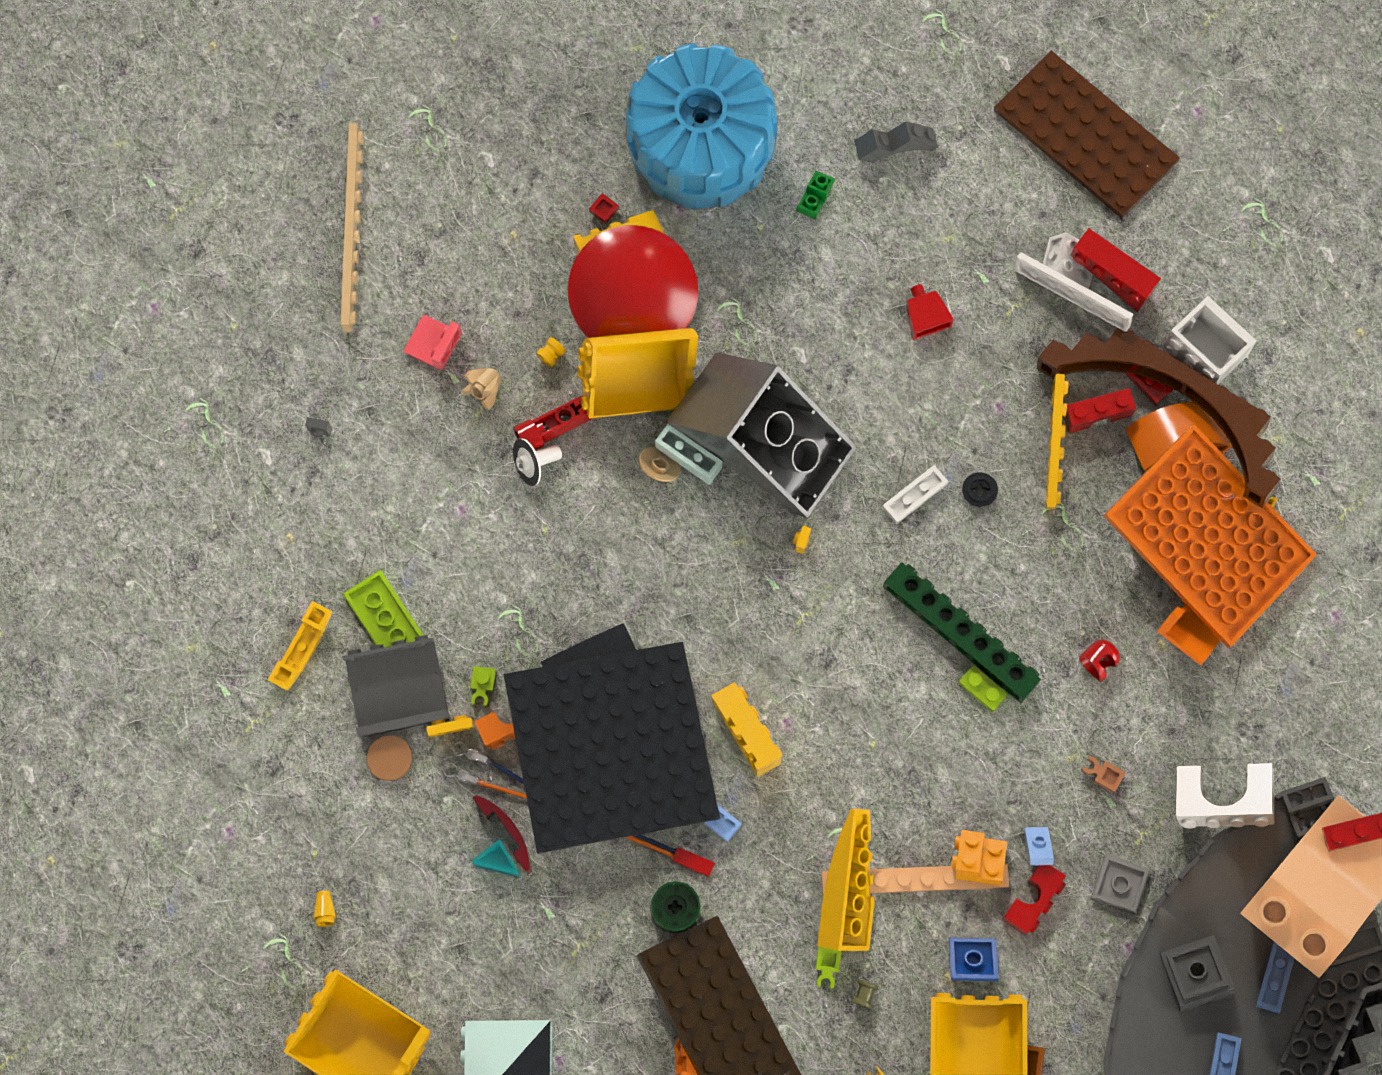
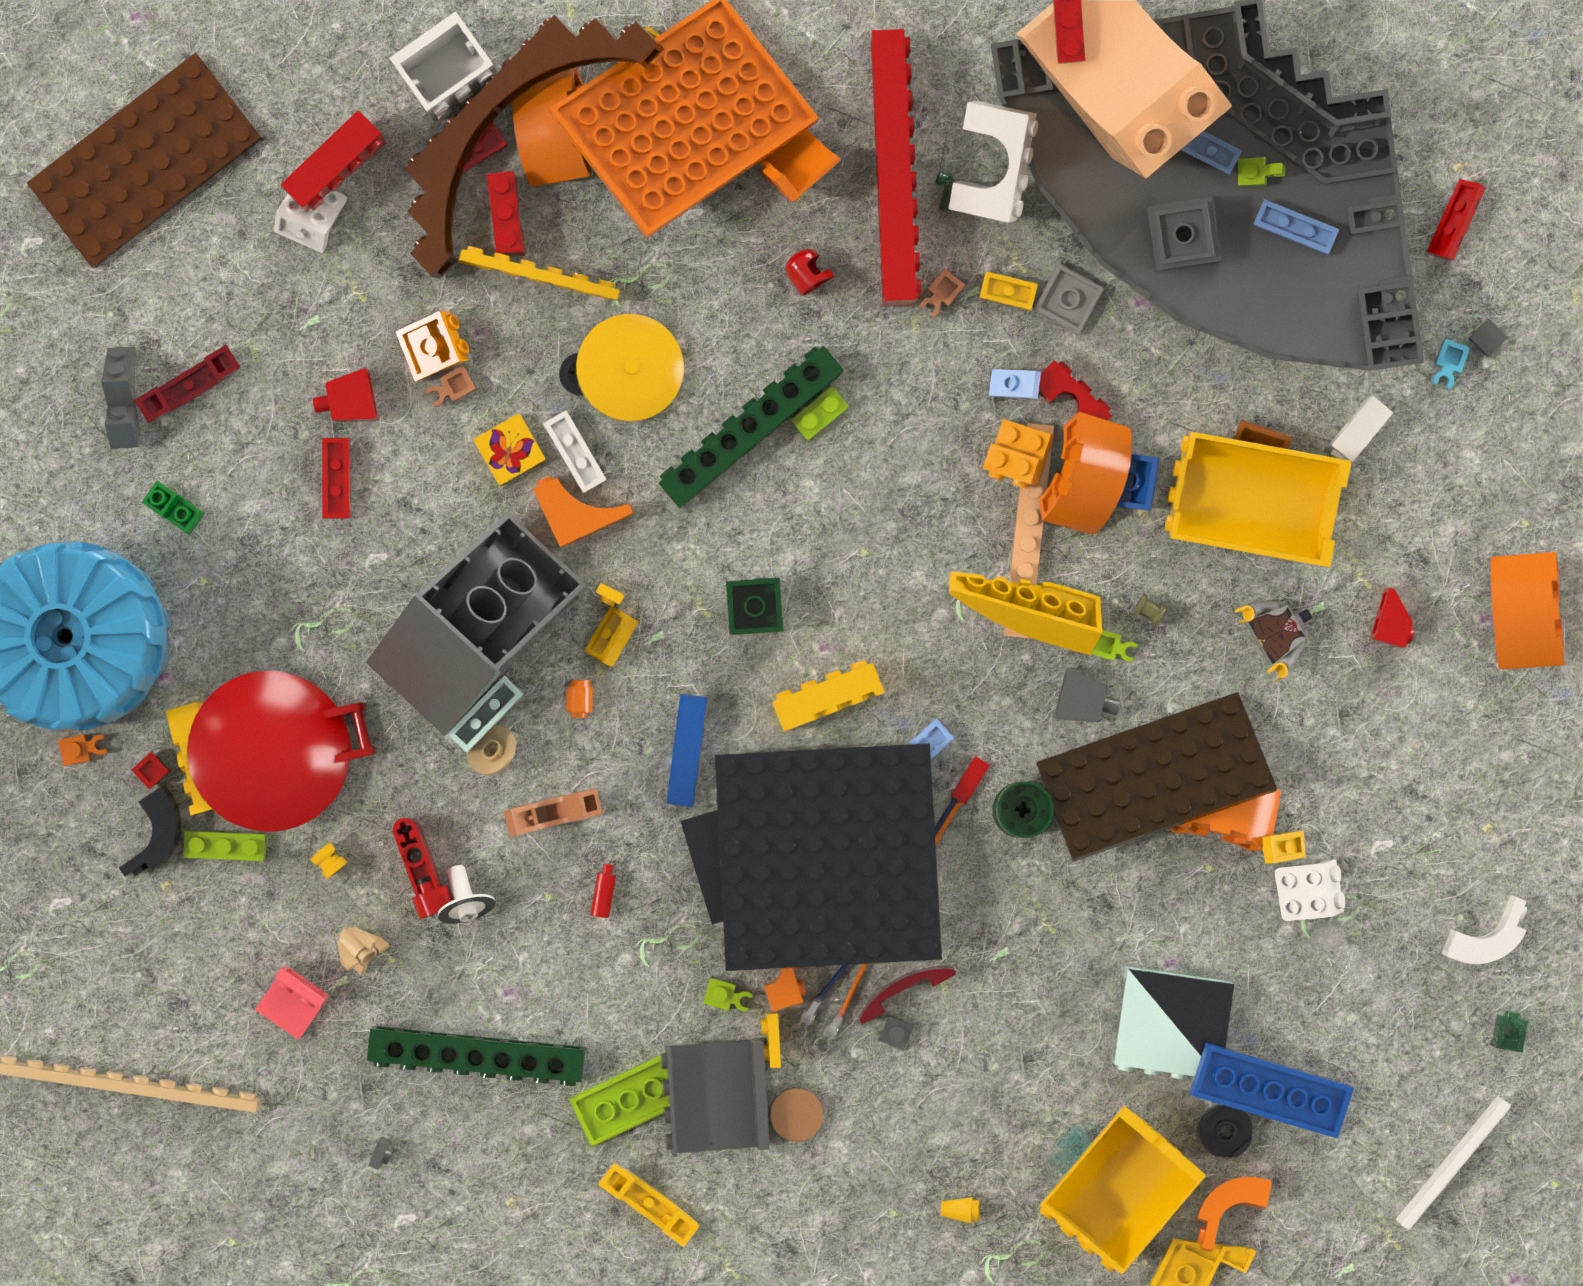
camera: 85 degrees left, 15 degrees up
(391, 995) = (1072, 1146): none -> clear light blue plate
(415, 566) = (380, 1053): none -> dark green brick
(469, 831) = (896, 1032): none -> dark grey plate
(496, 859) = (937, 1002): teal slope -> none
(551, 273) = (224, 845): none -> lime plate
(555, 226) = (166, 832): none -> black arch
(555, 571) = (603, 892): none -> red cylinder
(613, 154) = (79, 749): none -> orange plate
(615, 518) = (553, 812): none -> nougat arch
(636, 371) = (378, 762): yellow cylinder -> none
(682, 620) = (686, 750): none -> blue slope
(712, 528) = (579, 698): none -> orange brick
(767, 547) = (611, 636): none -> yellow slope
(778, 948) = (1083, 699): none -> dark grey torso
(812, 656) = (754, 606): none -> dark green brick
(860, 312) = (336, 478): none -> red plate
(860, 498) = (571, 518): none -> orange arch
(907, 443) = (509, 449): none -> tile
(914, 191) = (188, 385): none -> dark red slope
(952, 392) = (455, 384): none -> nougat plate
(971, 922) = (1092, 476): none -> orange panel
(982, 370) = (433, 345): none -> plate
(992, 527) = (629, 367): none -> yellow dish
(1073, 292) = (353, 217): white tile -> none
(1117, 830) = (1008, 291): none -> yellow plate
(1200, 760) = (947, 181): none -> clear green arm
(1202, 715) = (893, 167): none -> red brick
(1264, 1029) = (1255, 171): none -> lime plate

